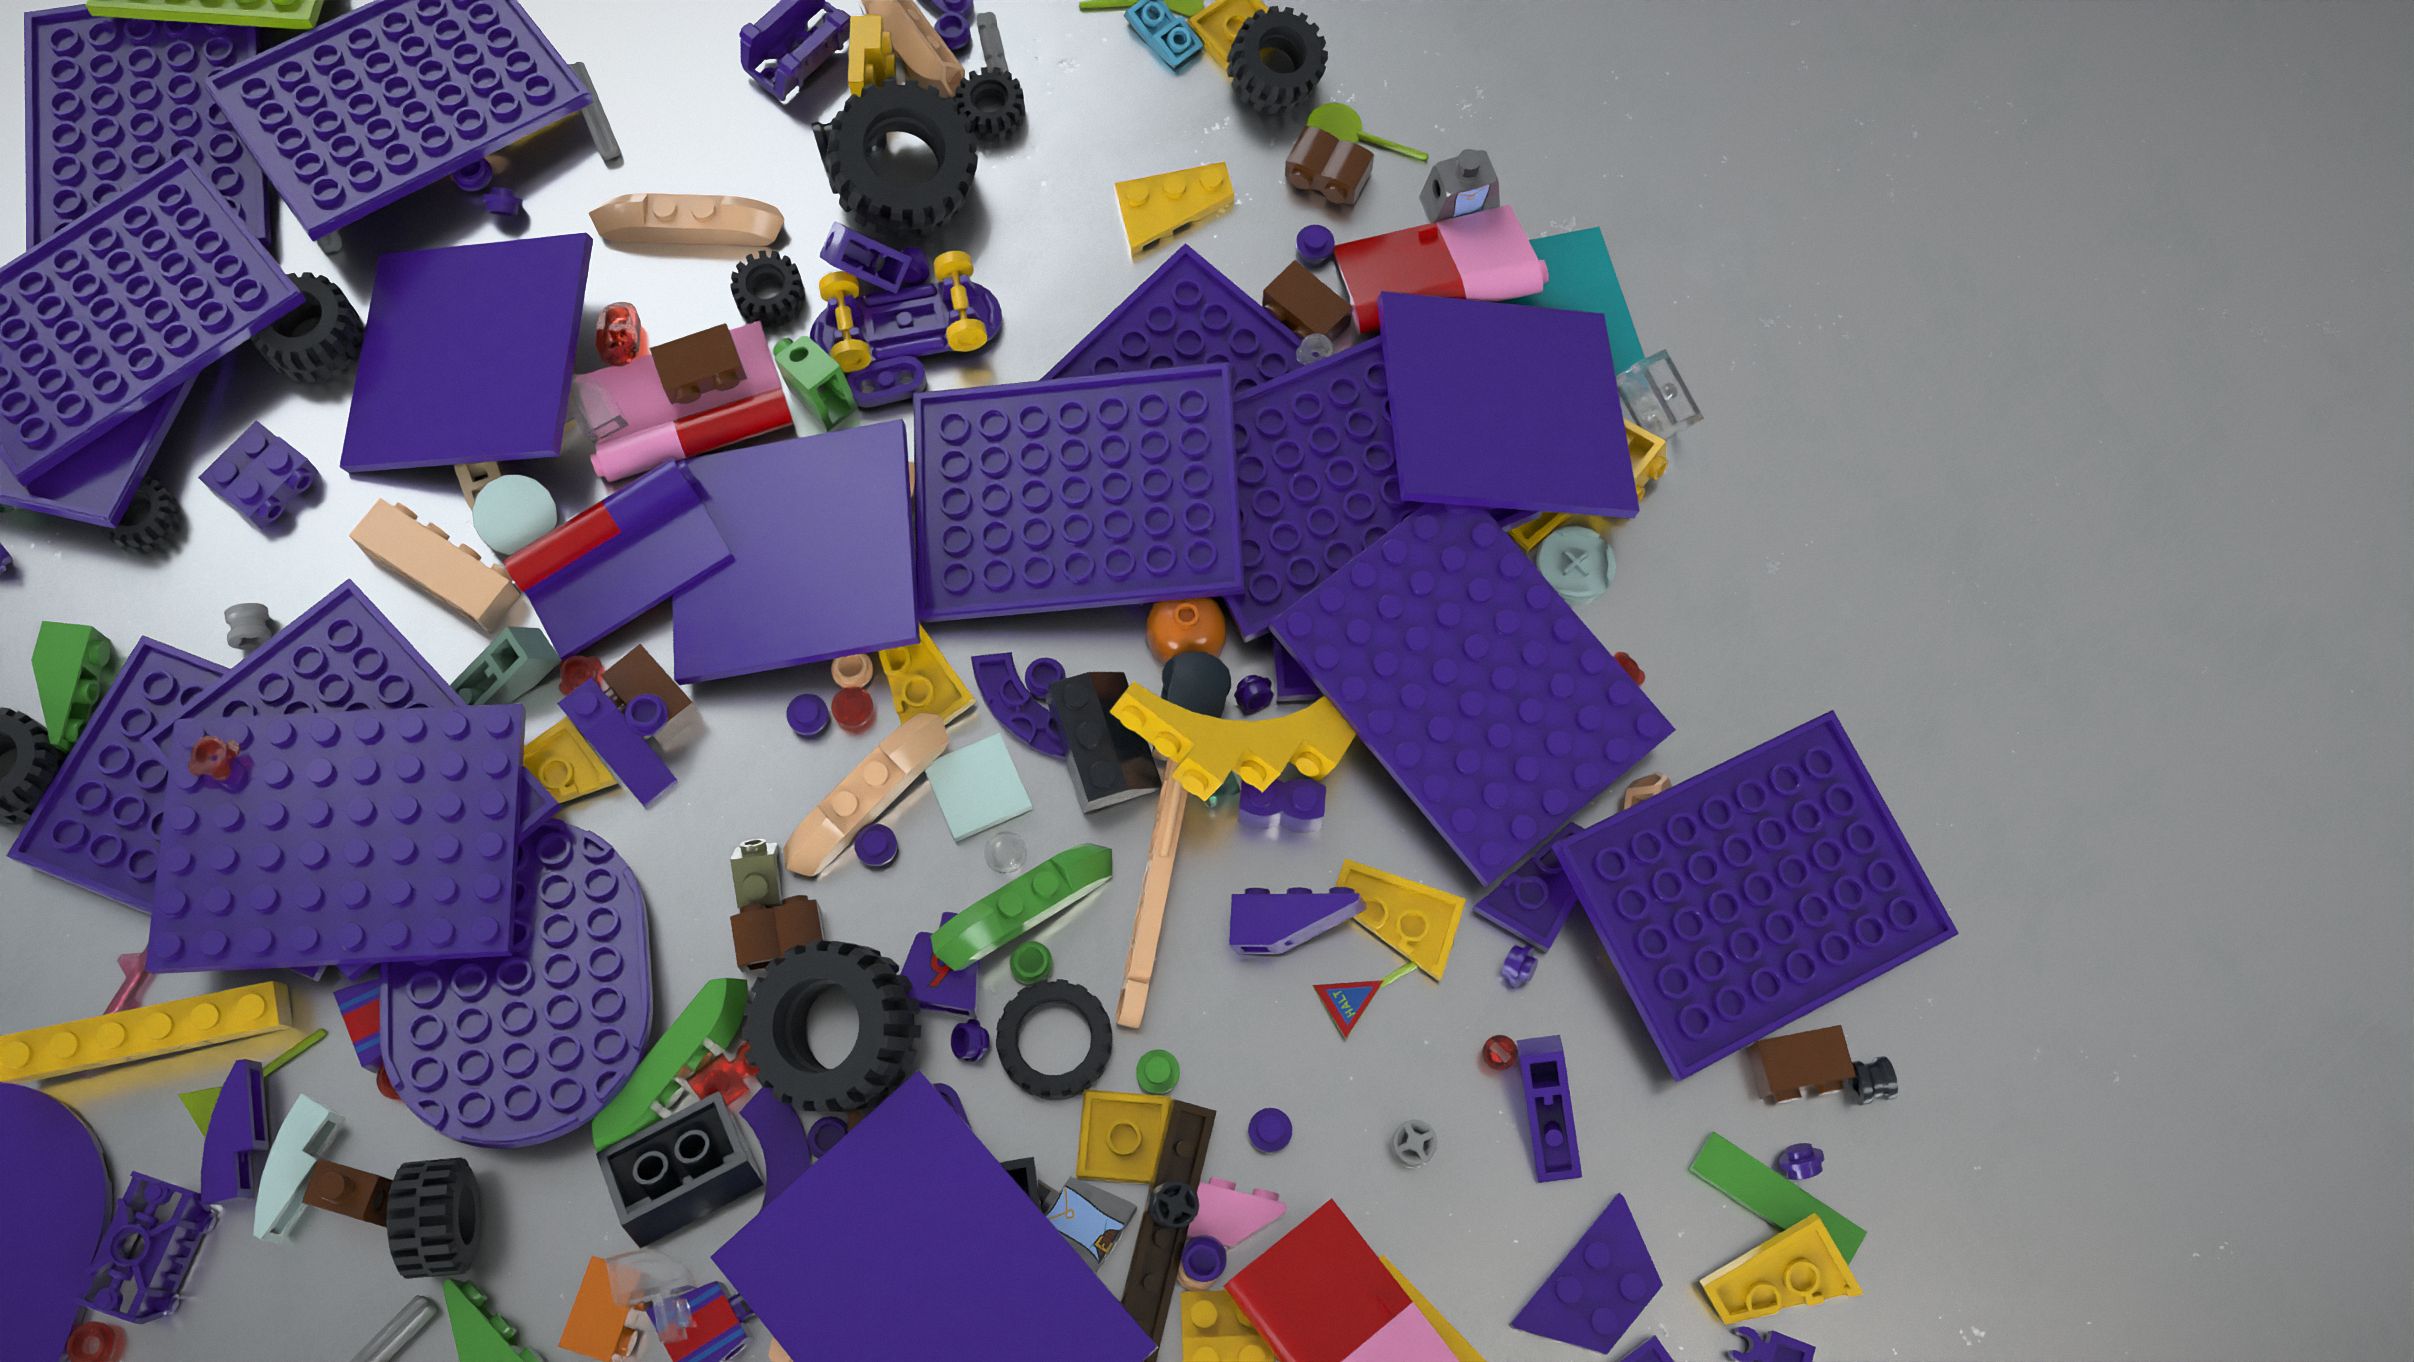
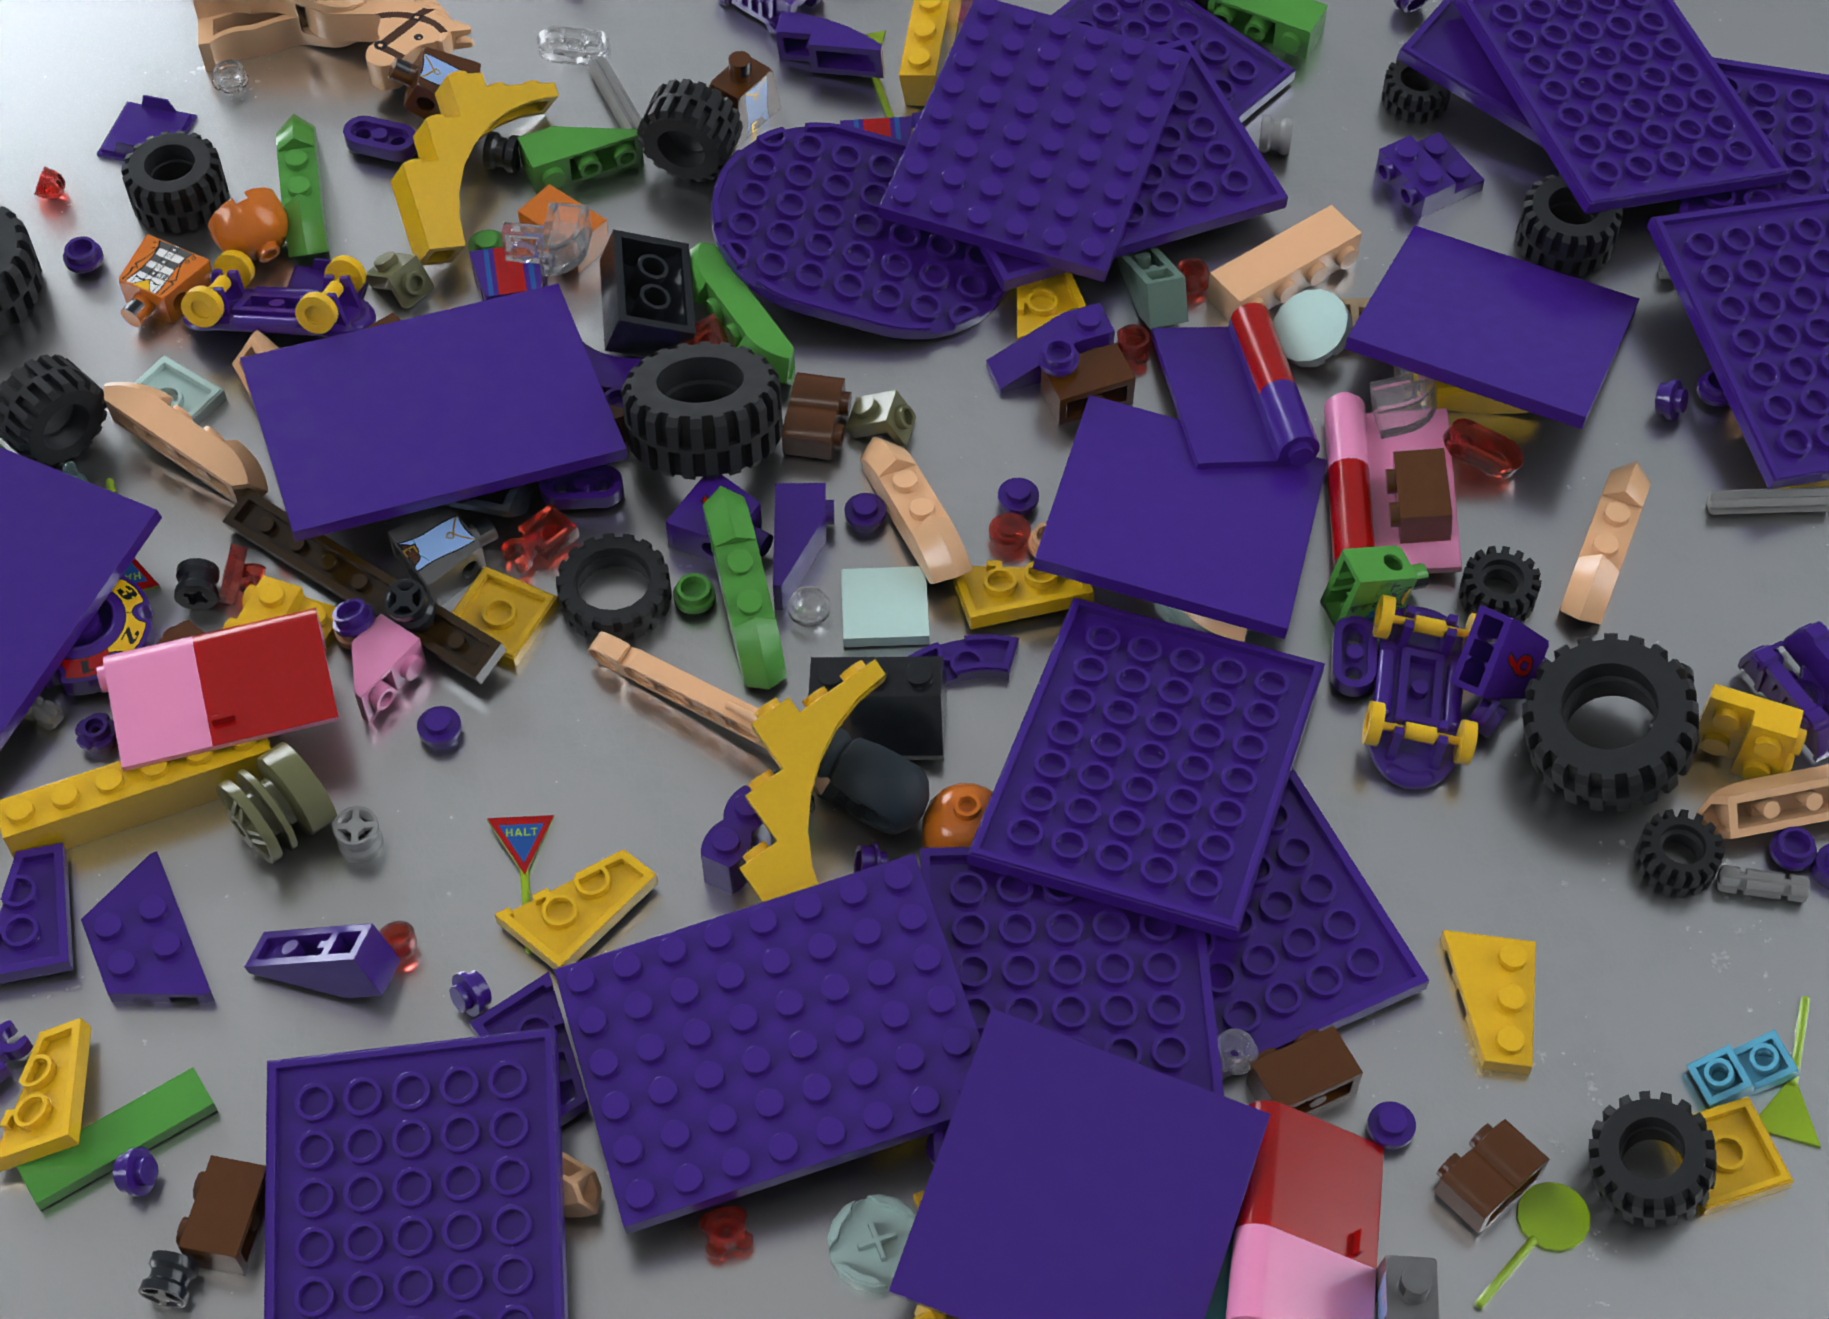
camera: 115 degrees right, 15 degrees down
(205, 749) = (1138, 58): clear red plate -> none
(291, 1166) = (794, 76): light aqua slope -> none
(463, 643) = (1195, 273): none -> clear red plate
(924, 891) = (798, 534): none -> dark purple slope
(969, 1040) = (646, 525): dark purple plate -> none
(1018, 1135) = (542, 534): none -> clear red plate
(1041, 673) = (970, 692): dark purple plate -> none
(1157, 1071) = (541, 658): bright green plate -> none
(1281, 921) = (627, 785): dark purple slope -> none
(1430, 1222) = (269, 807): none -> olive wheel

